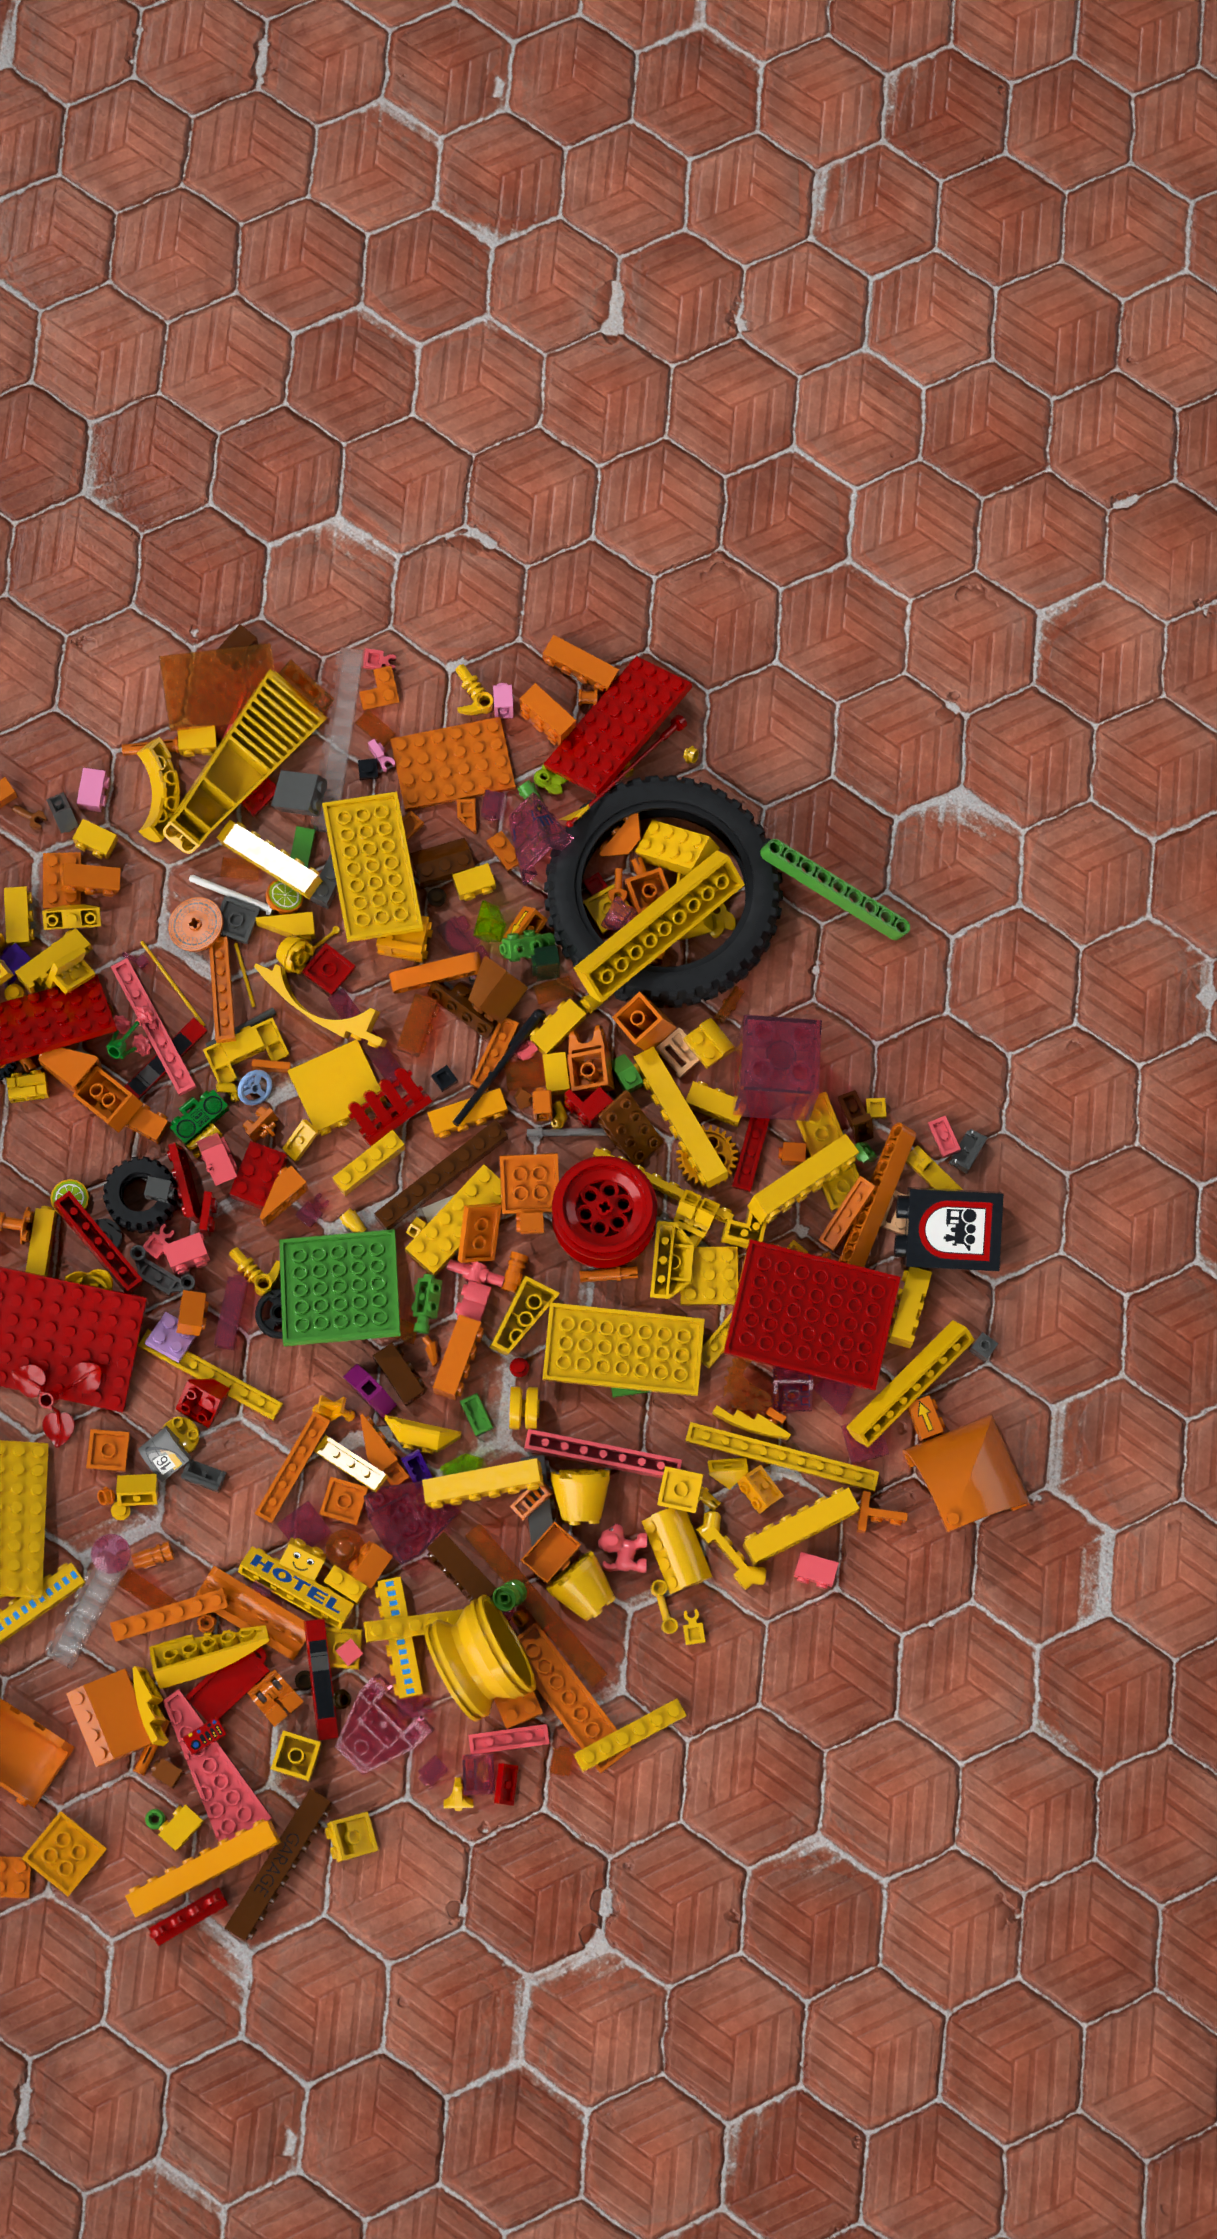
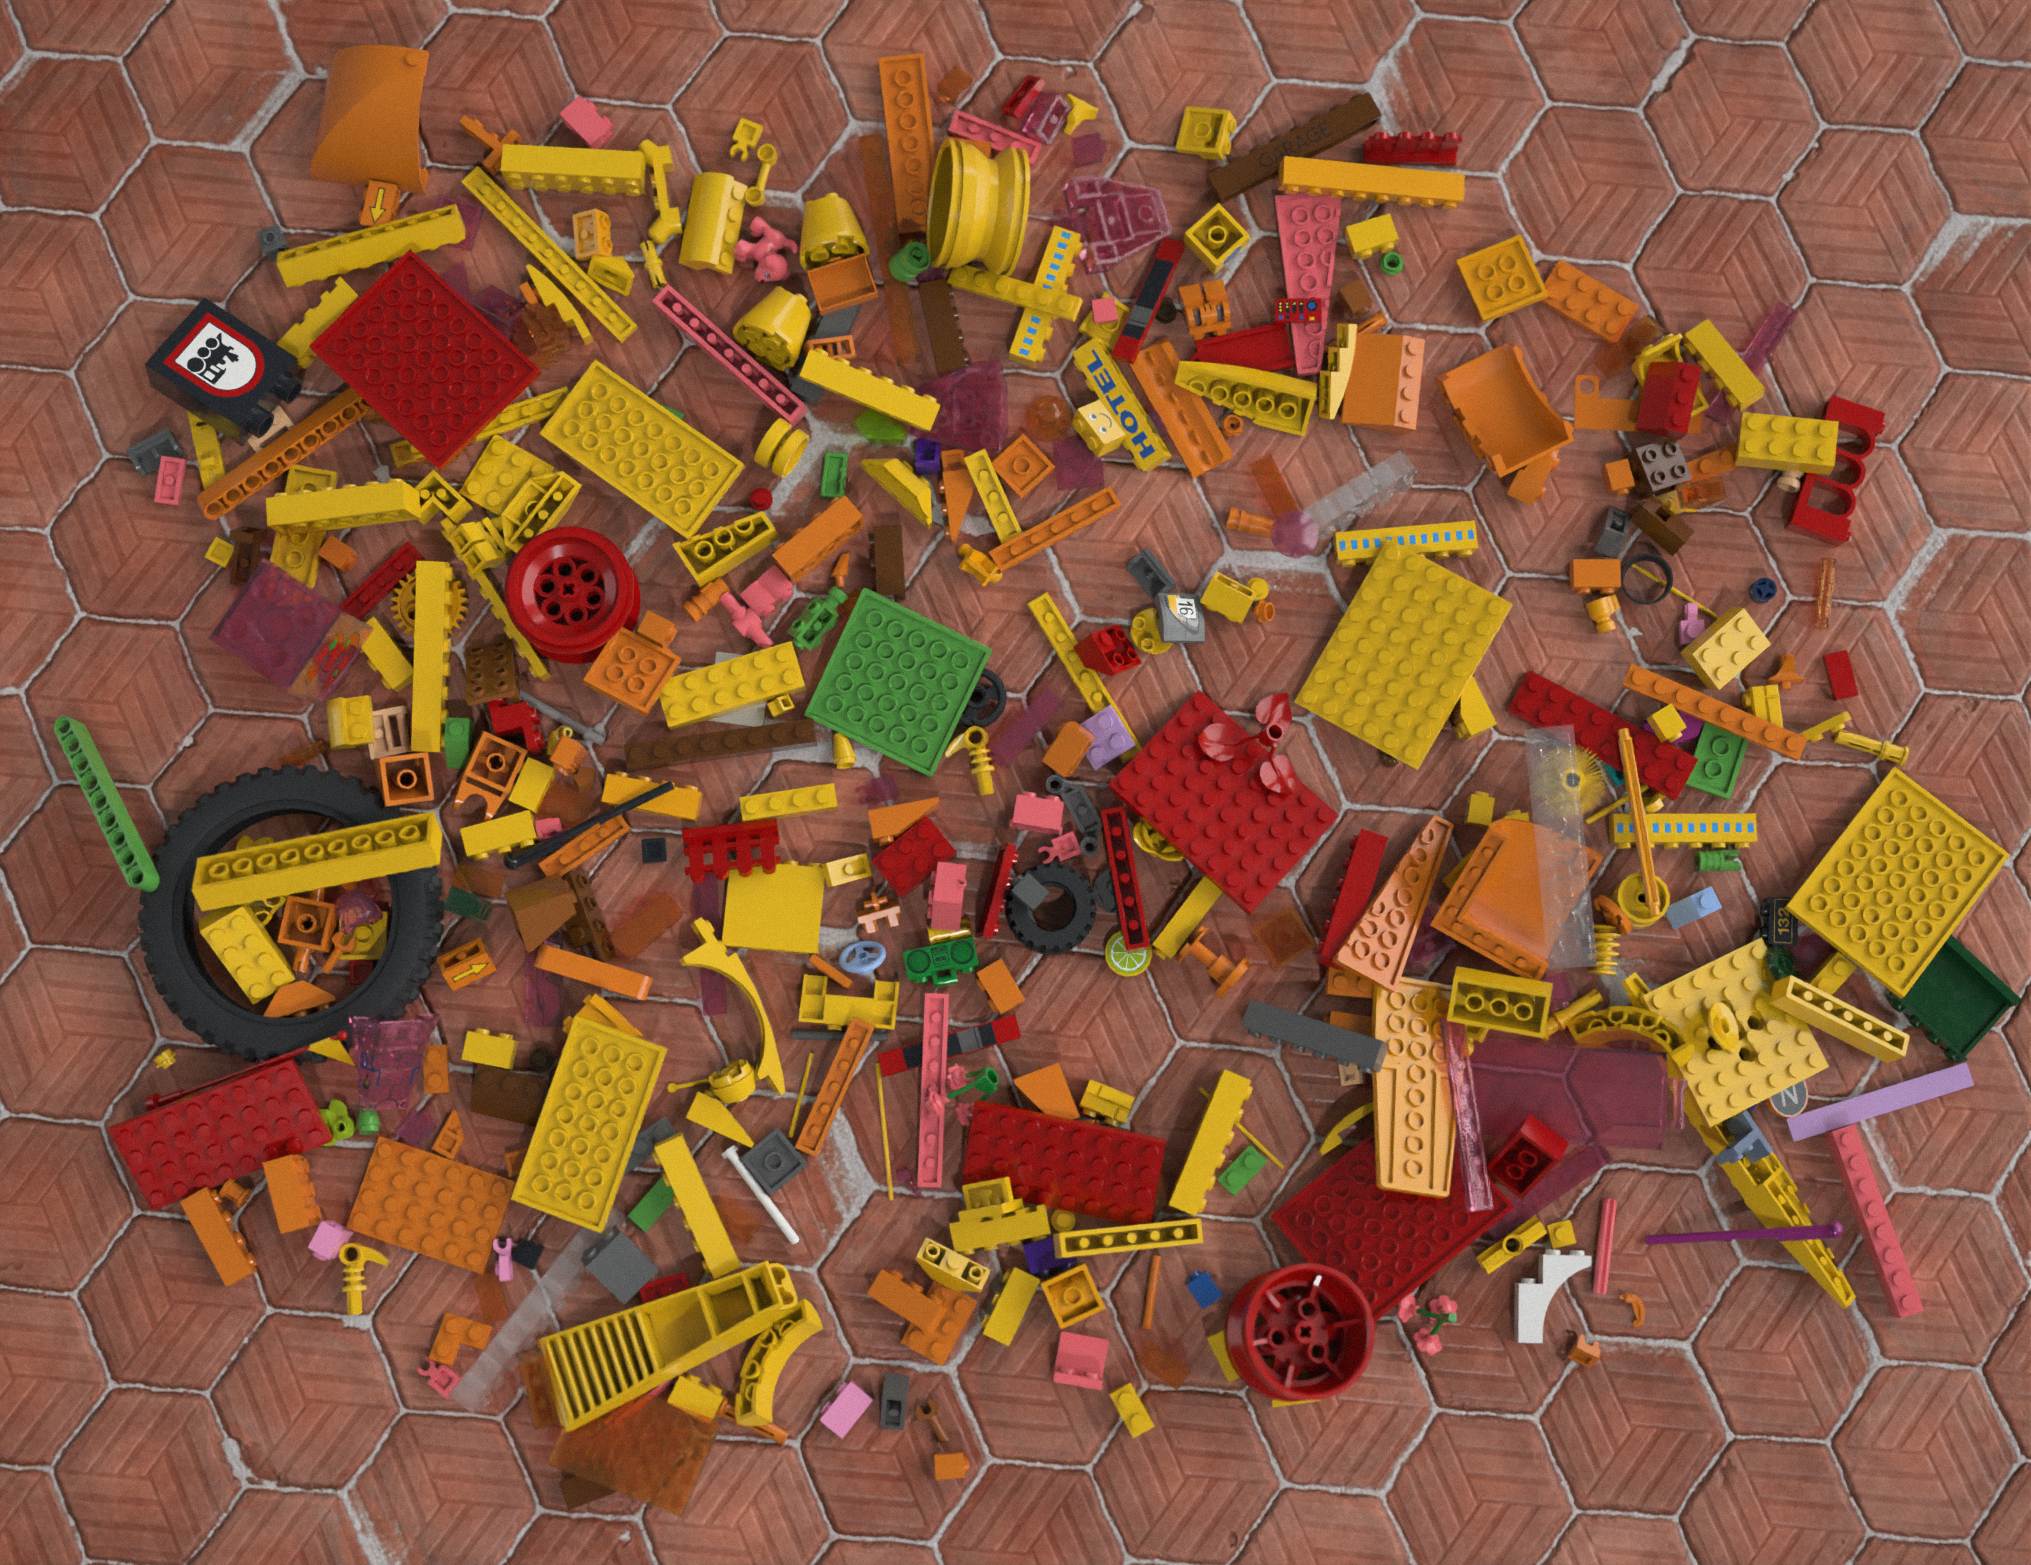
camera: 150 degrees left, 5 degrees up
(95, 839) = (876, 1345): yellow brick -> none
(107, 1099) = (1028, 1032): orange brick -> none
(108, 1450) = (1236, 658): orange plate -> none
(169, 1614) = (1266, 452): orange plate -> none
(208, 928) = (831, 1197): orange piece -> none
(209, 1207) = (996, 837): red plate -> none
(229, 1088) = (890, 973): yellow arm -> none
(283, 898) = (709, 1154): tile -> none
(328, 969) = (706, 1045): red plate -> none
(341, 1699) = (1138, 271): dark brown plate -> none
(345, 1584) = (1069, 379): yellow brick -> none
(369, 1564) = (1033, 384): orange brick -> none
(370, 1390) = (930, 564): magenta slope -> none
(479, 1232) = (717, 654): orange plate -> none
(489, 924) = (501, 992): clear neon green slope -> none
(525, 943) = (477, 939): bright green brick -> none
(589, 1004) = (451, 842): yellow cone -> none
(608, 1274) = (628, 550): orange pin -> none
(629, 1735) = (871, 70): yellow plate -> none
(680, 1489) = (672, 269): yellow bracket -> none
(847, 1213) = (321, 456): orange plate -> none
(865, 1153) = (260, 514): bright green plate -> none

